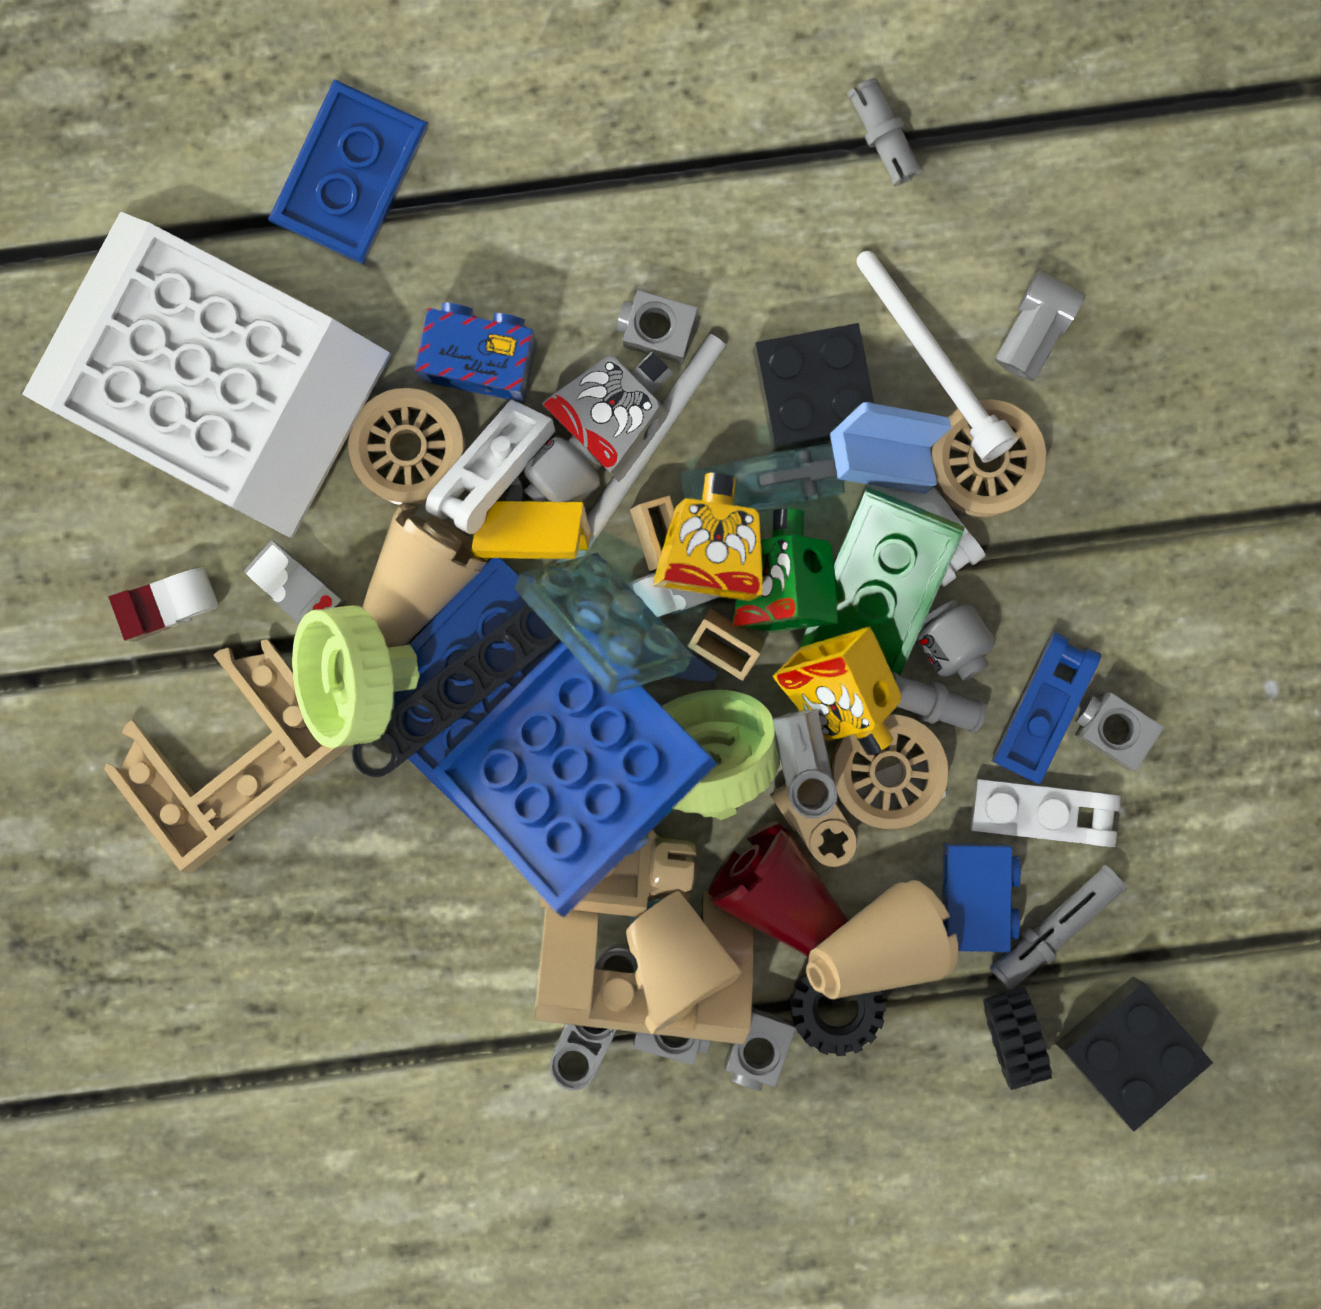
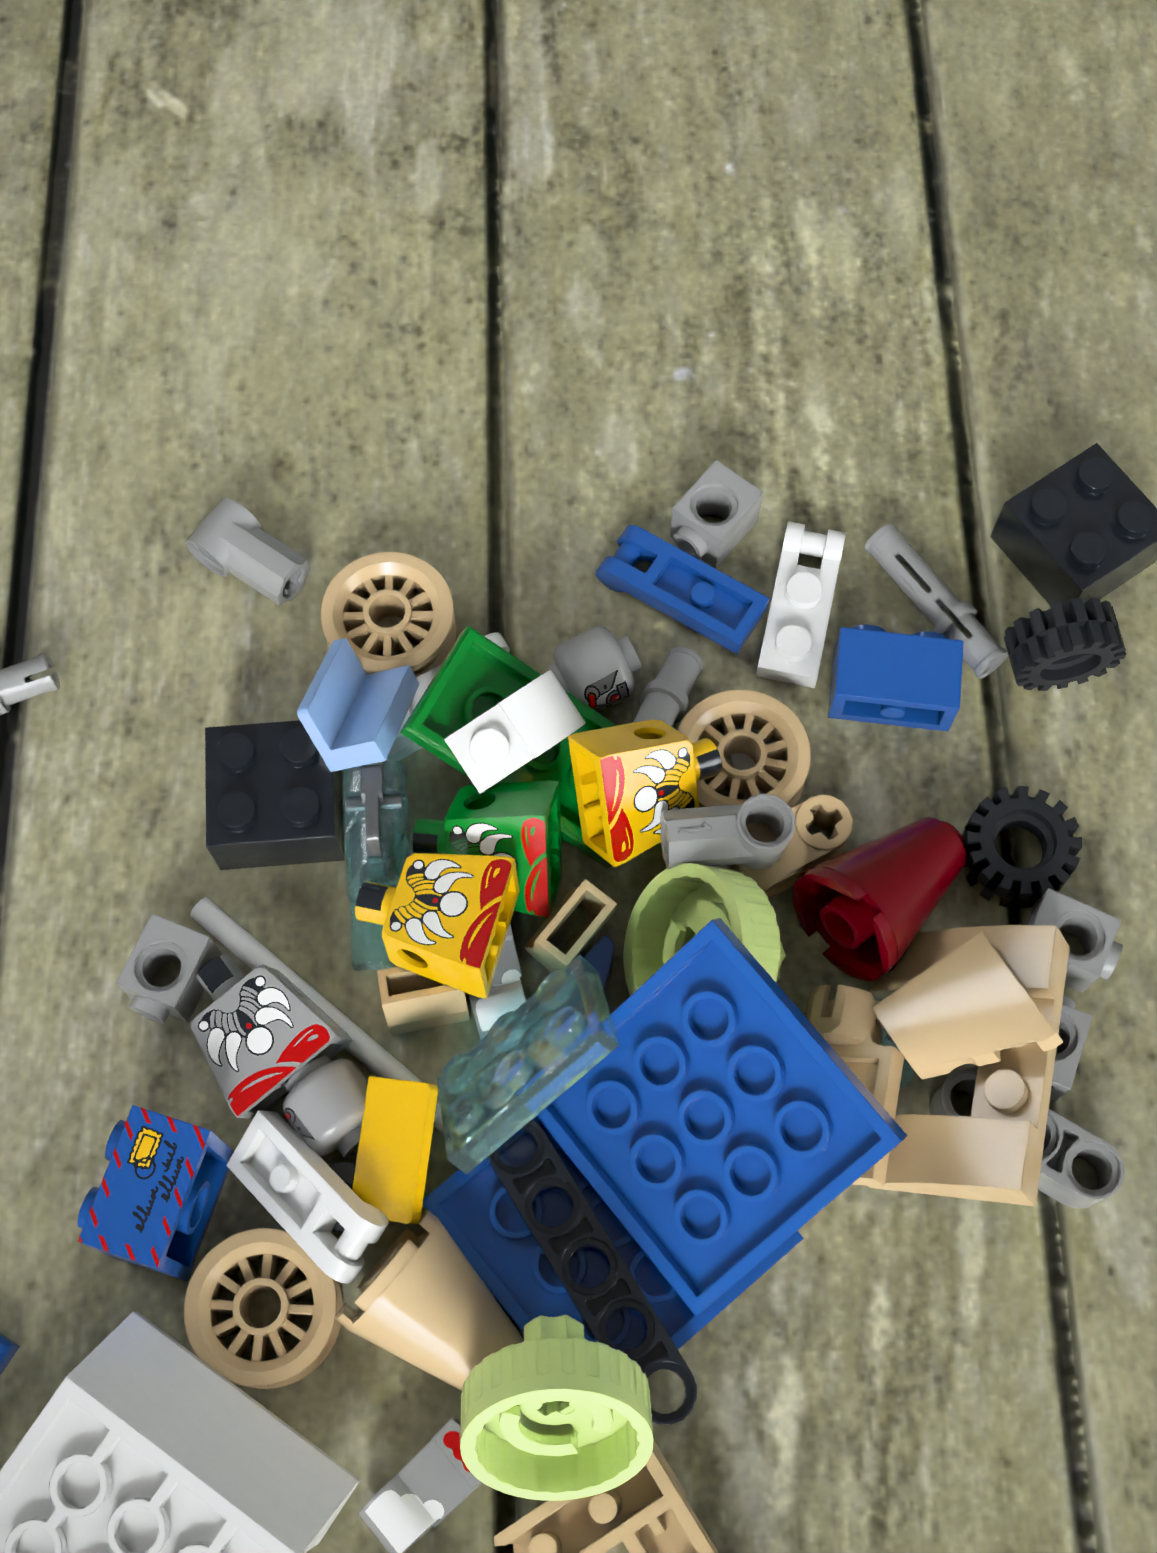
camera: 80 degrees left, 20 degrees down
(876, 589) = (515, 731): none -> white brick
(886, 945) = (950, 766): tan cone -> none
(989, 434) = (357, 602): white piece -> none

